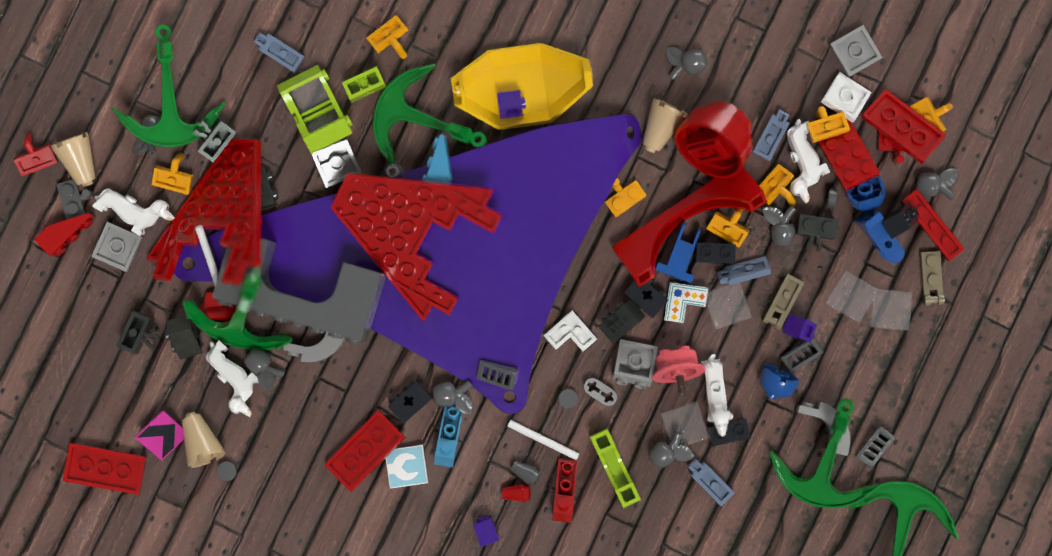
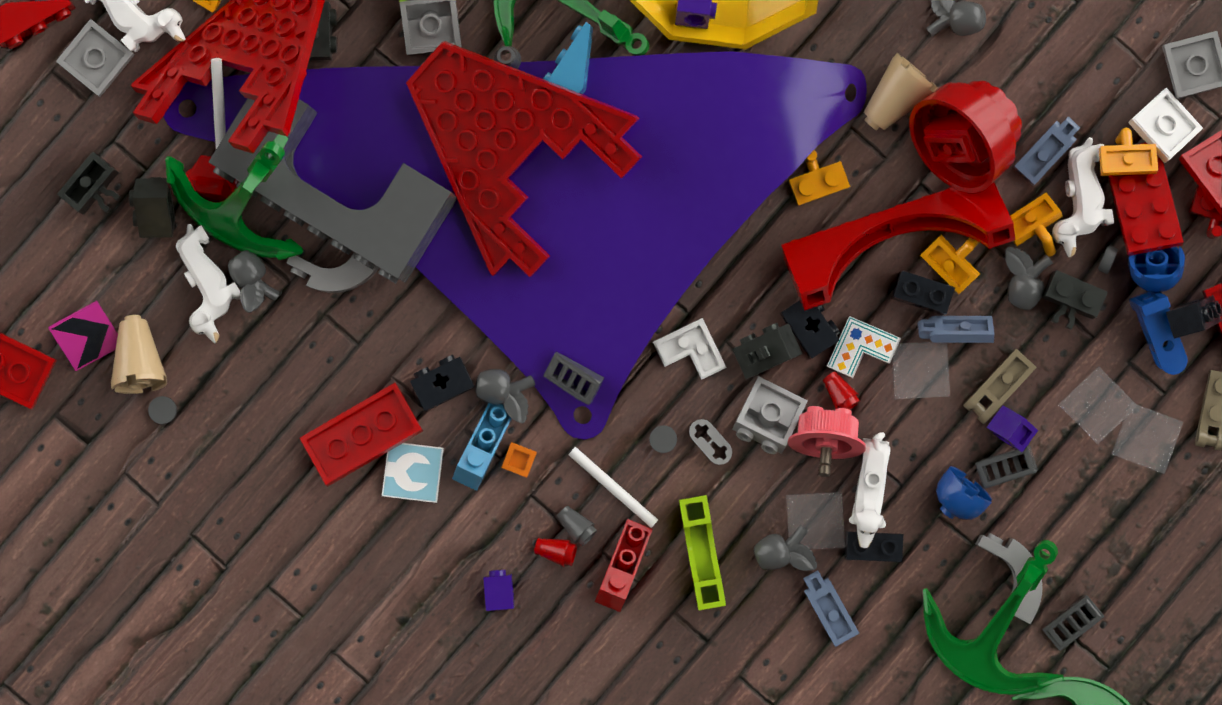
camera: 20 degrees right, 0 degrees up
(475, 439) = (519, 459): none -> orange plate
(678, 335) = (840, 391): none -> red cone
(679, 258) = (871, 286): blue piece -> none

